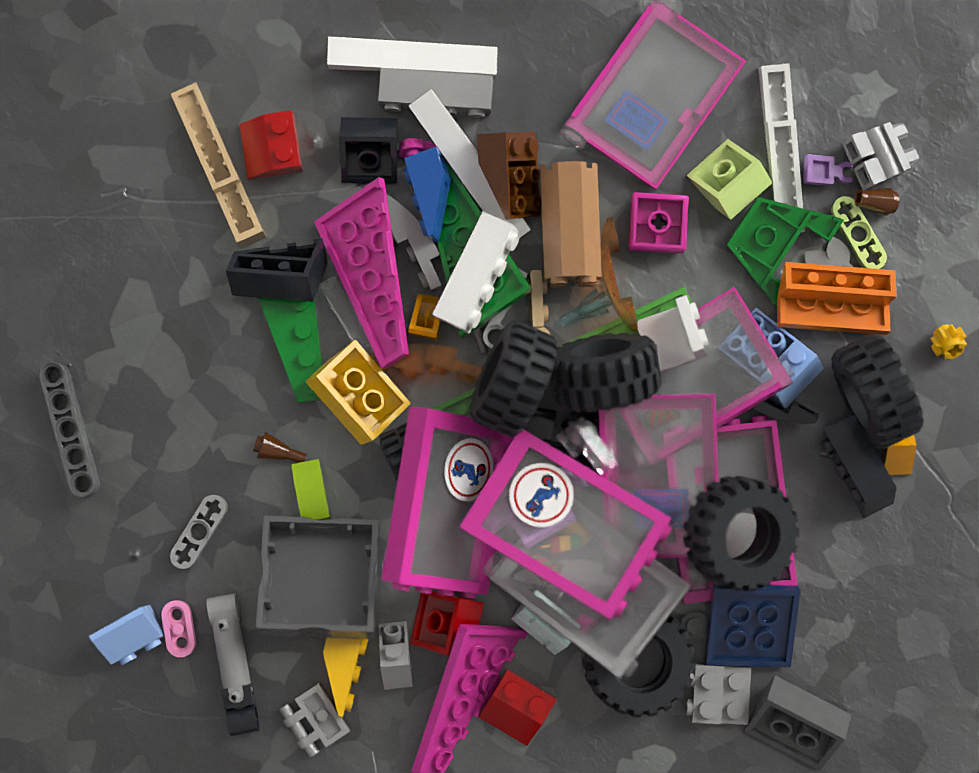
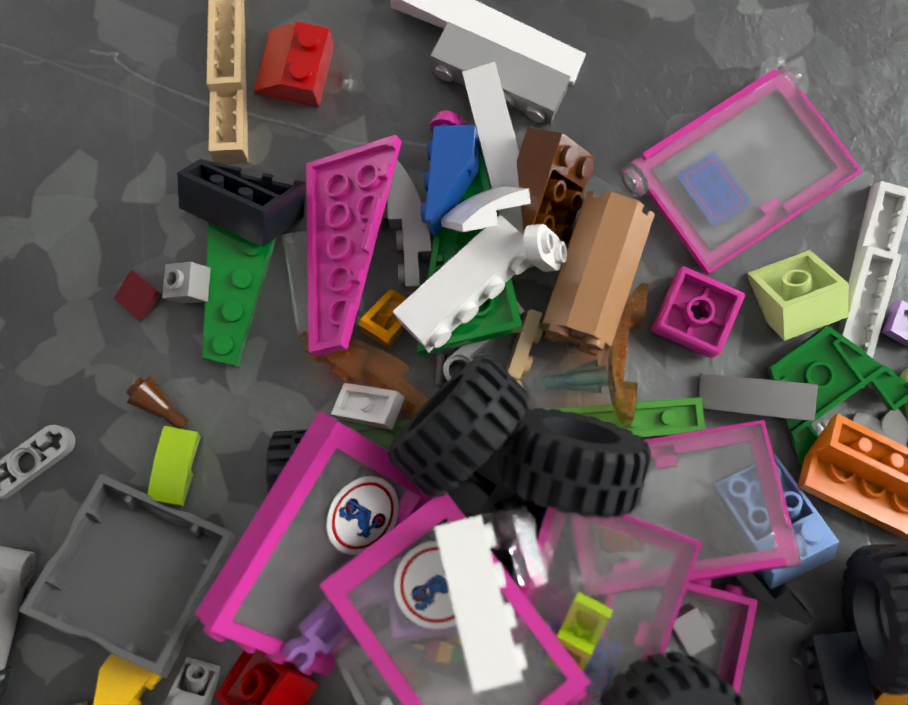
camera: 20 degrees right, 5 degrees down
(227, 375) = (137, 295): none -> dark red slope
(262, 350) = (186, 282): none -> light grey plate
(358, 392) = (273, 372): yellow slope -> none
(368, 149) = (398, 105): black slope -> none
(438, 389) = (368, 405): none -> white plate
(465, 212) = (481, 208): none -> white slope
(473, 560) = (320, 631): none -> medium lavender plate
(525, 224) = (544, 248): none -> white plate
(573, 493) = (478, 603): none -> white brick
(656, 485) = (583, 628): none -> lime slope
(676, 334) = (678, 449): white bracket -> none
(724, 270) = (758, 396): none -> light grey slope
(734, 458) = (693, 630): none -> light grey plate

